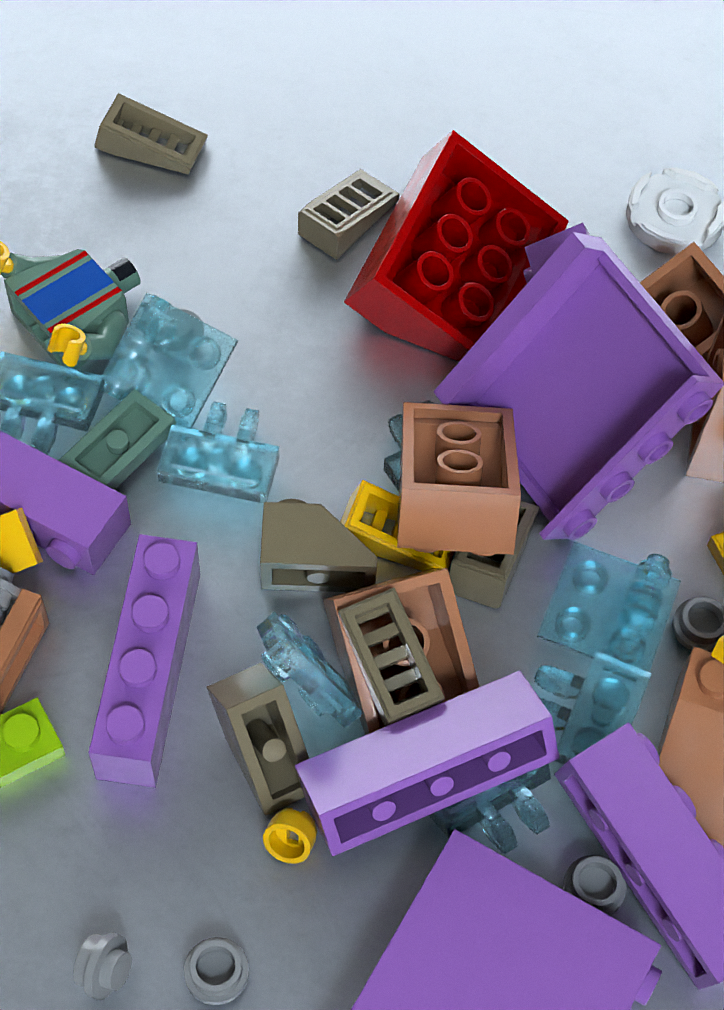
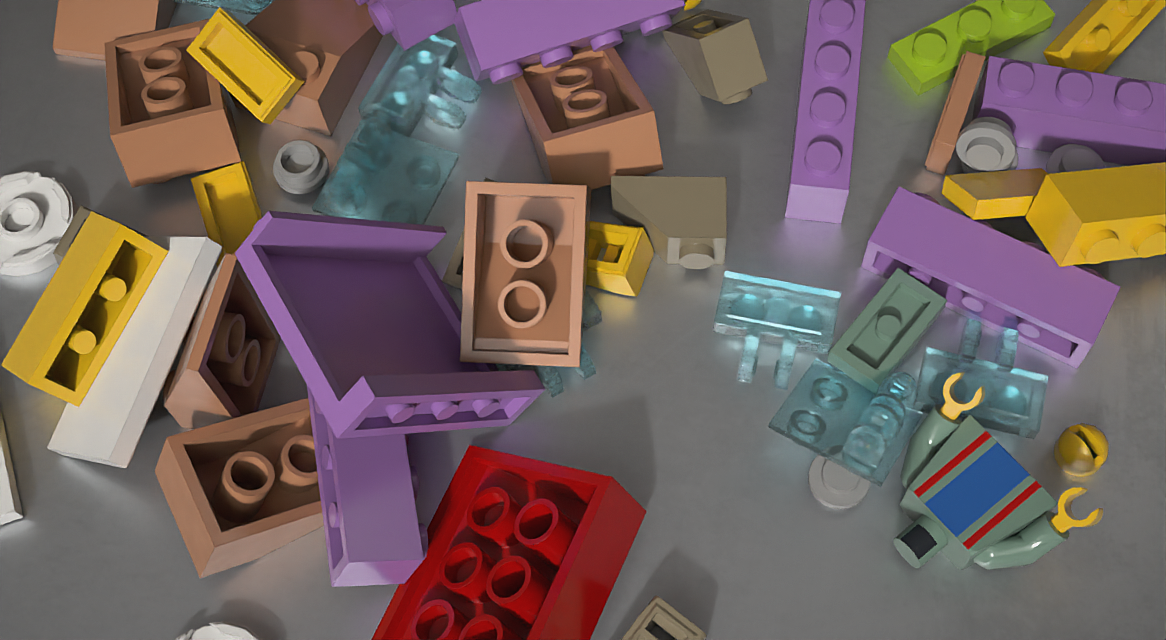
camera: 170 degrees left, 5 degrees up
(300, 658) = (677, 87): clear light blue hinge -> none
(410, 649) = (598, 74): dark tan slope -> none

